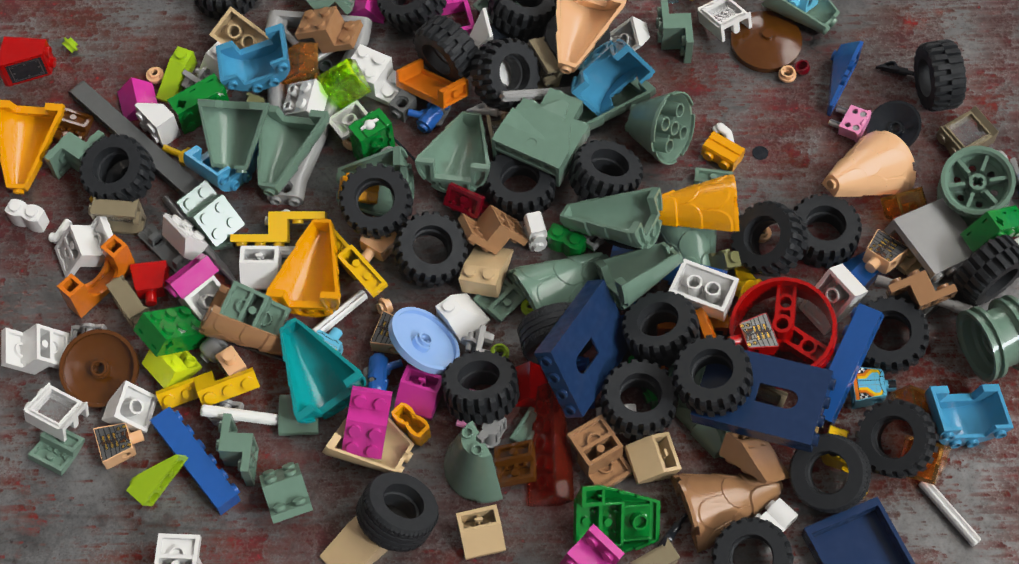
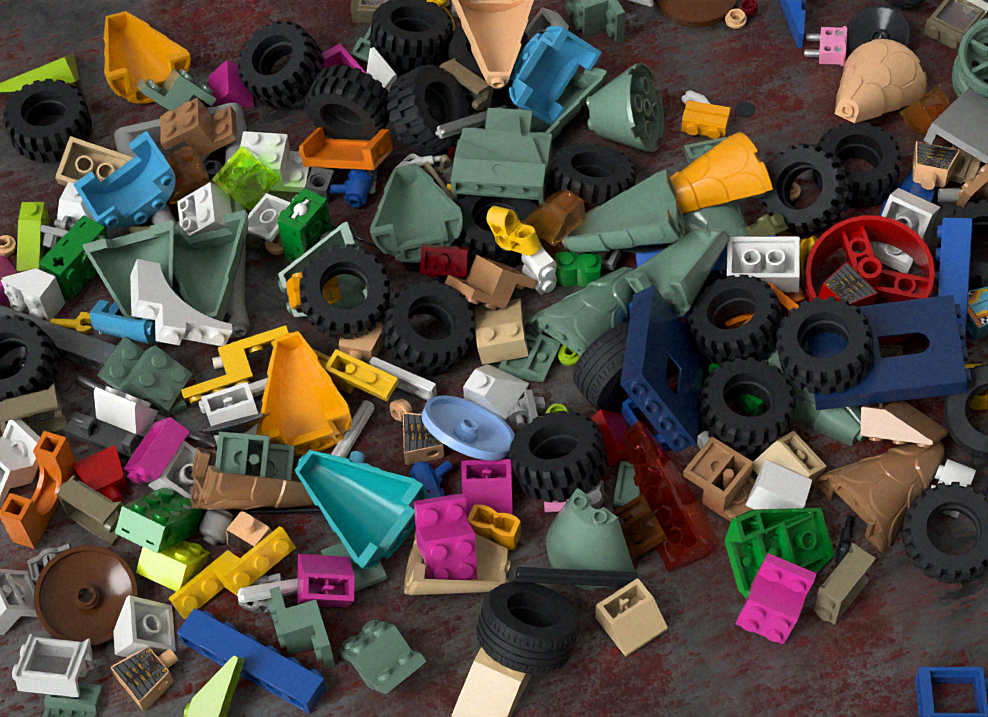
camera: 20 degrees left, 5 degrees down
(242, 179) = (173, 317): none -> white arch
(252, 278) = (238, 425): none -> black hat
(268, 419) = (326, 580): none -> dark pink slope
(396, 283) = (407, 381): none -> white tile
(450, 485) = (574, 576): none -> black axle
(520, 196) = (511, 233): none -> yellow piece
(561, 195) = (556, 216): none -> clear orange slope
(635, 474) = (778, 488): none -> white slope

